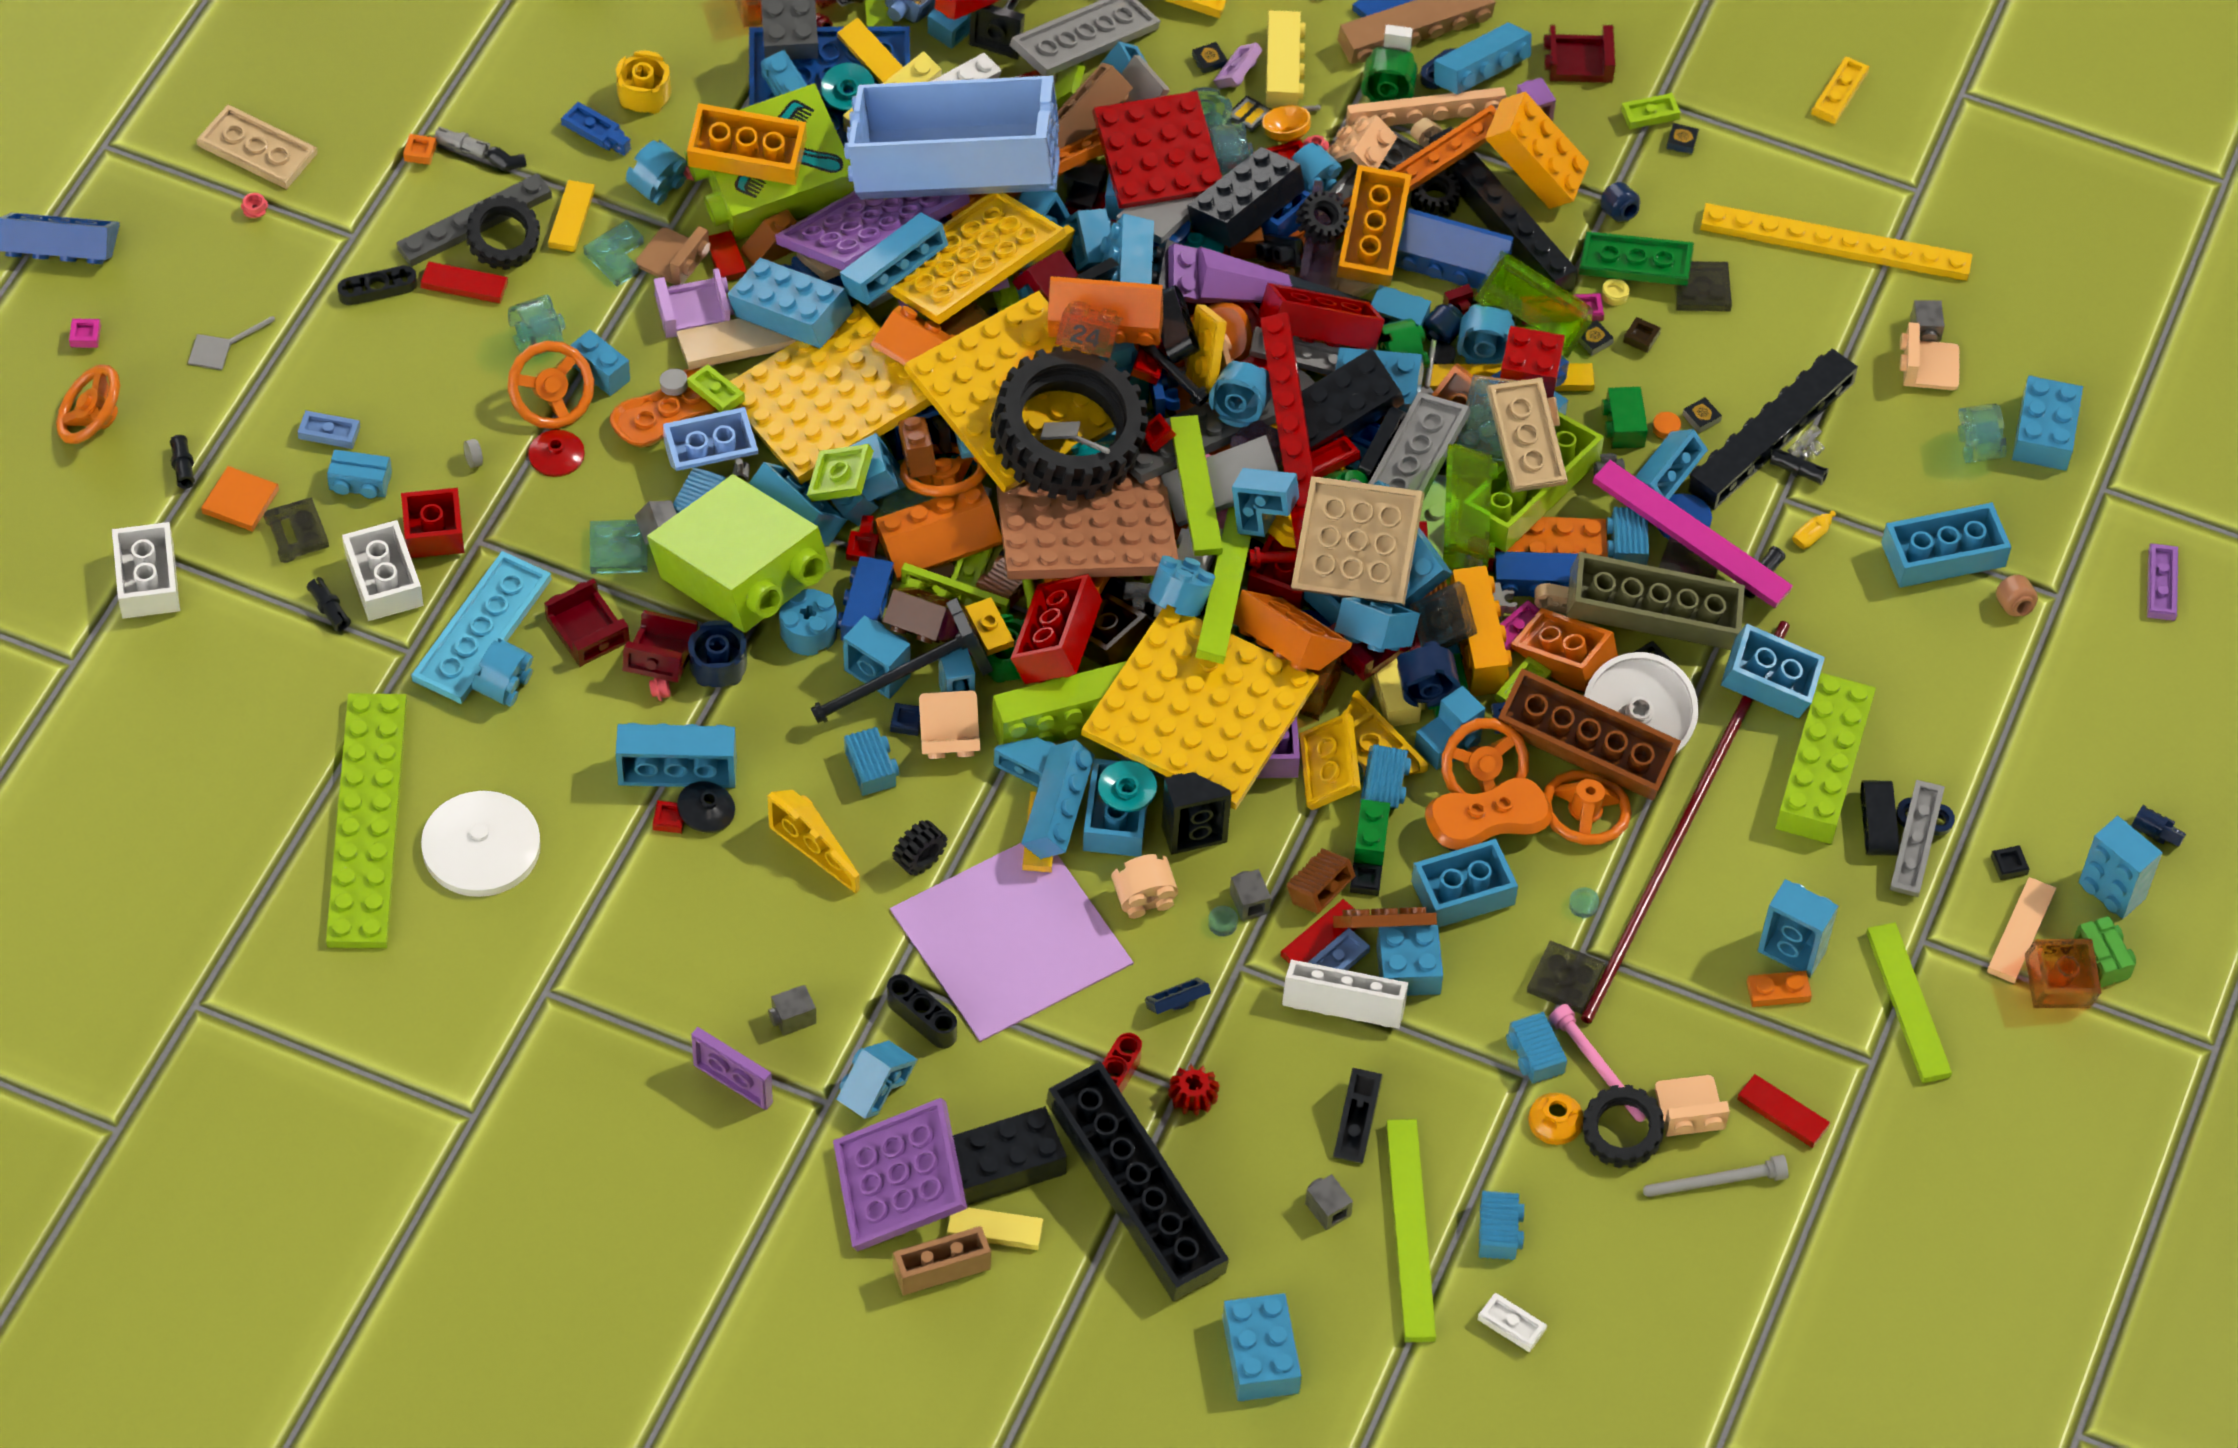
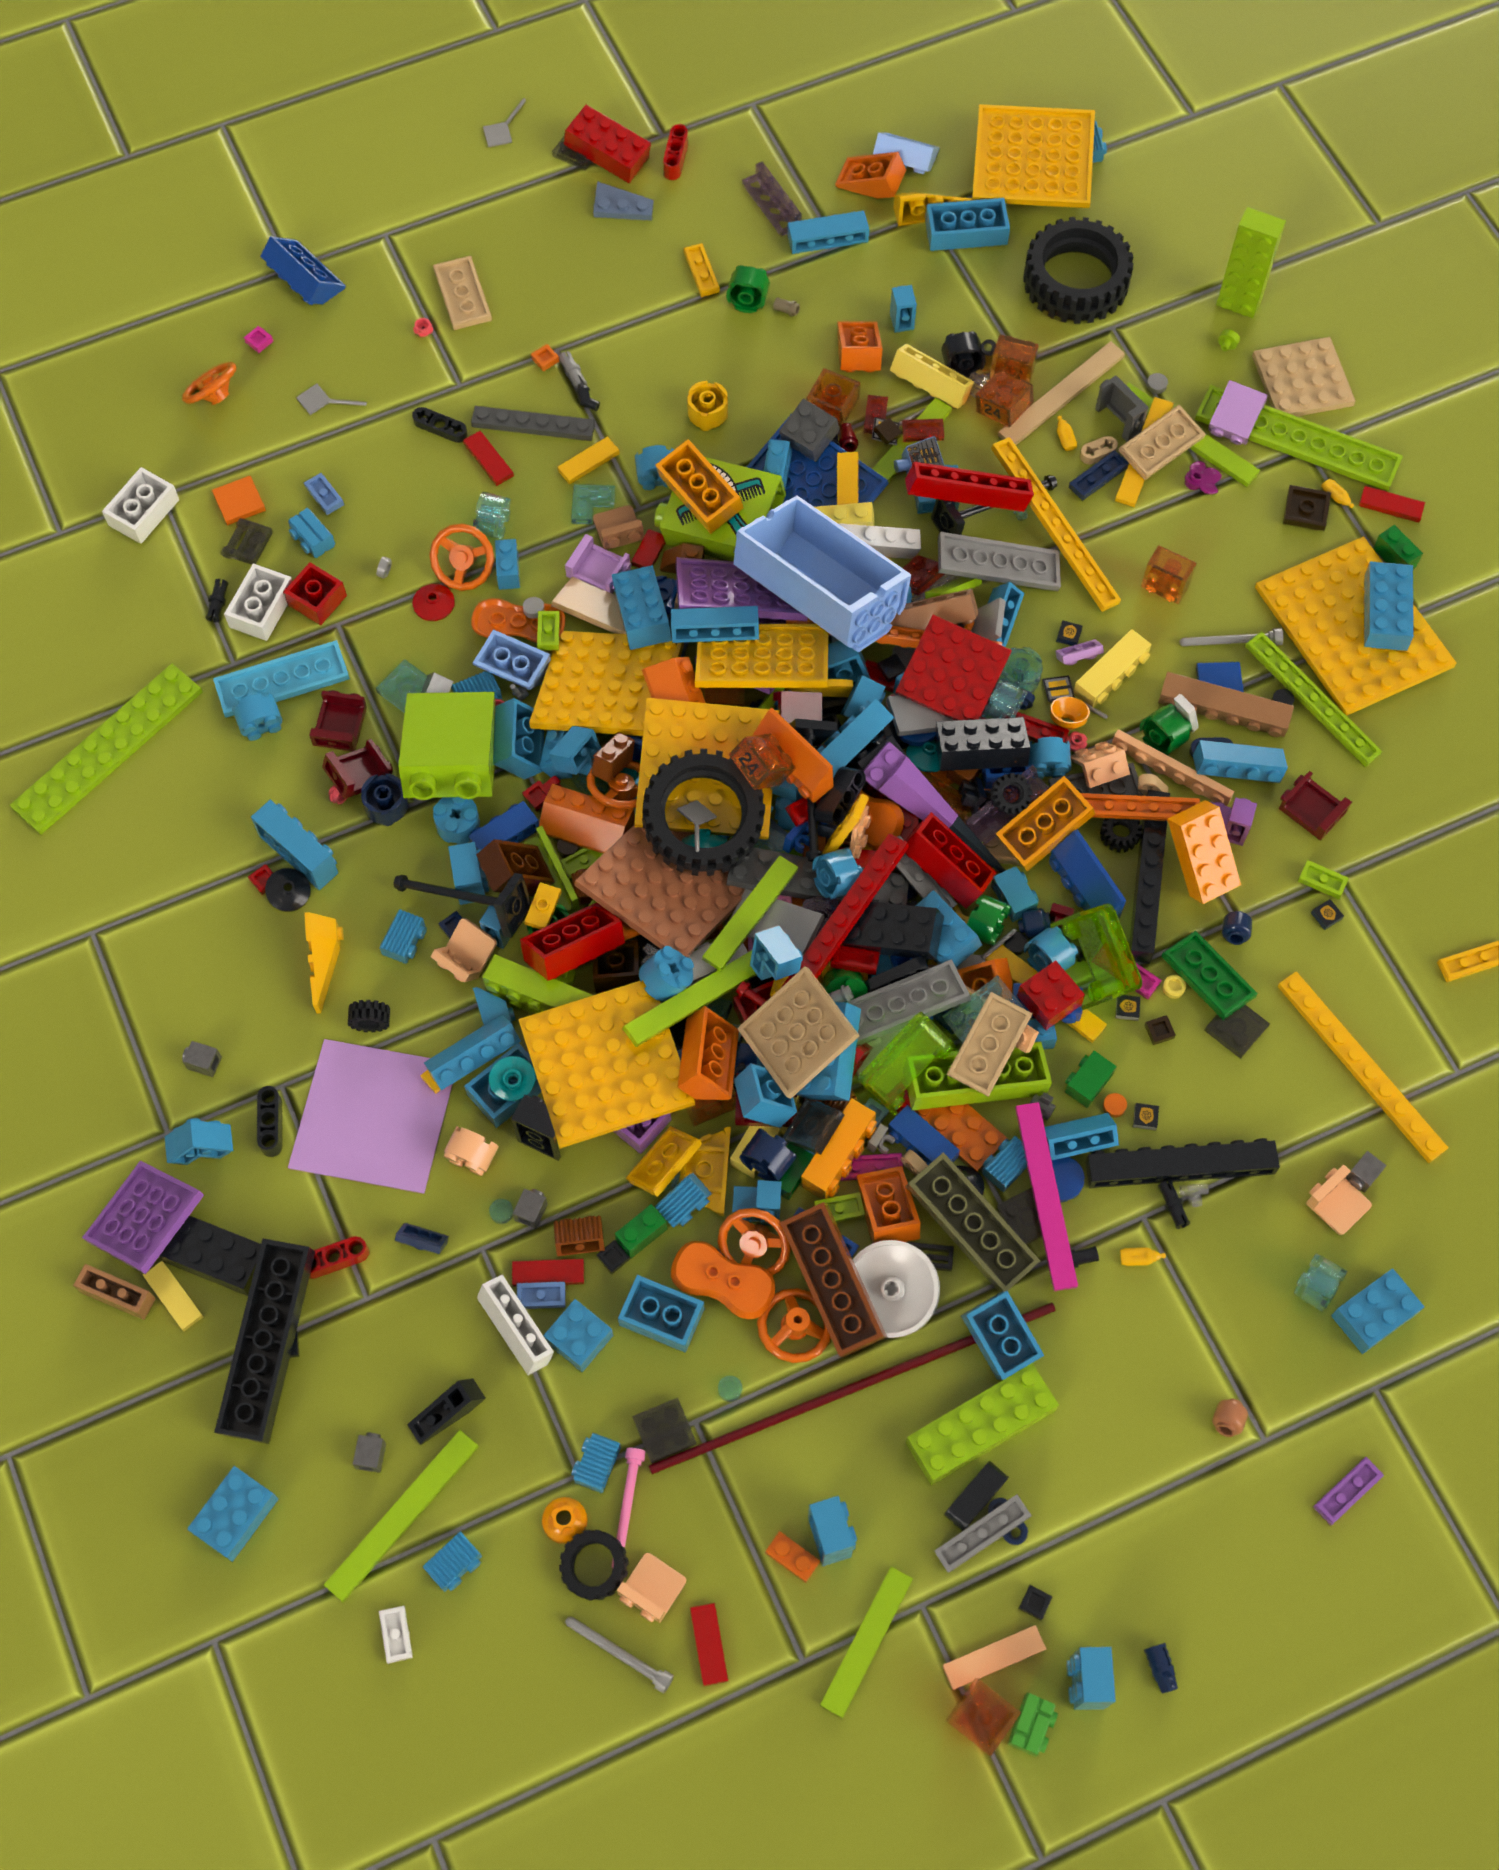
camera: 45 degrees right, 10 degrees up
(182, 461) = (229, 454): black pin -> none
(480, 843) = (149, 812): white dish -> none
(506, 207) = (522, 426): black tyre -> none
(596, 128) = (655, 415): blue hinge -> none
(732, 1068) = (124, 1067): medium lavender tile -> none
(840, 472) = (546, 739): lime plate -> none
(842, 78) = (813, 485): teal dish -> none
(941, 434) = (635, 768): black tile -> none
(1158, 432) = (762, 859): red tile -> none
(1183, 1087) = (358, 1308): red gear -> none
(1384, 917) = (583, 1296): dark orange plate -> none
(1946, 545) = (1214, 1342): dark azure brick -> none

